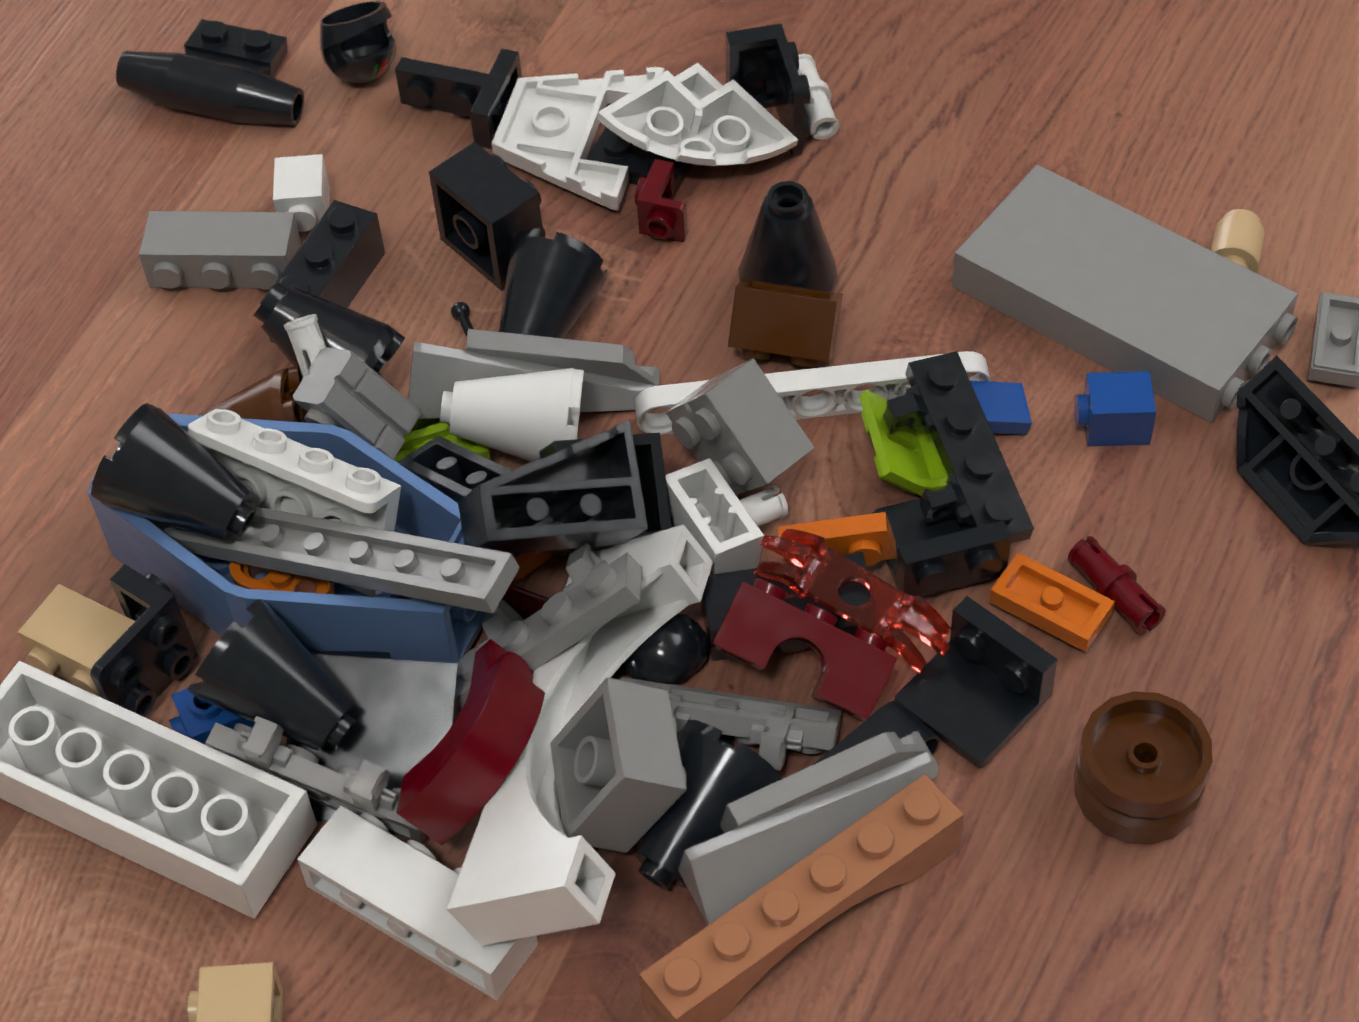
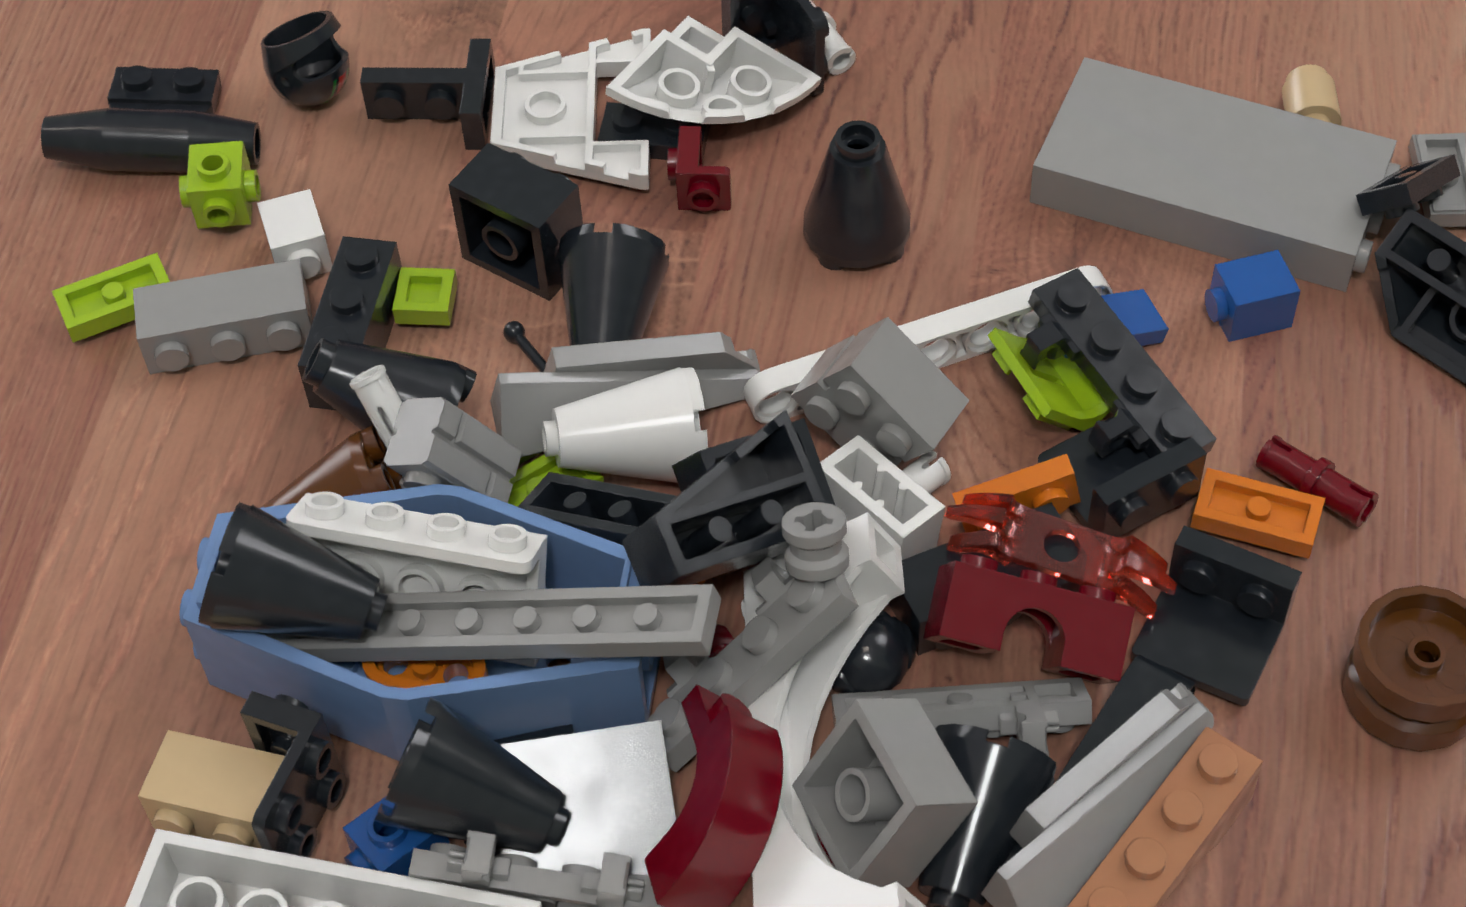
camera: 15 degrees left, 0 degrees up
(125, 216) = (107, 297): none -> lime plate
(251, 136) = (219, 185): none -> lime brick
(394, 265) = (425, 296): none -> lime plate
(617, 537) = (815, 541): none -> light grey wheel
(784, 322) = (878, 273): reddish brown brick -> none
(1301, 336) = (1408, 187): none -> black plate

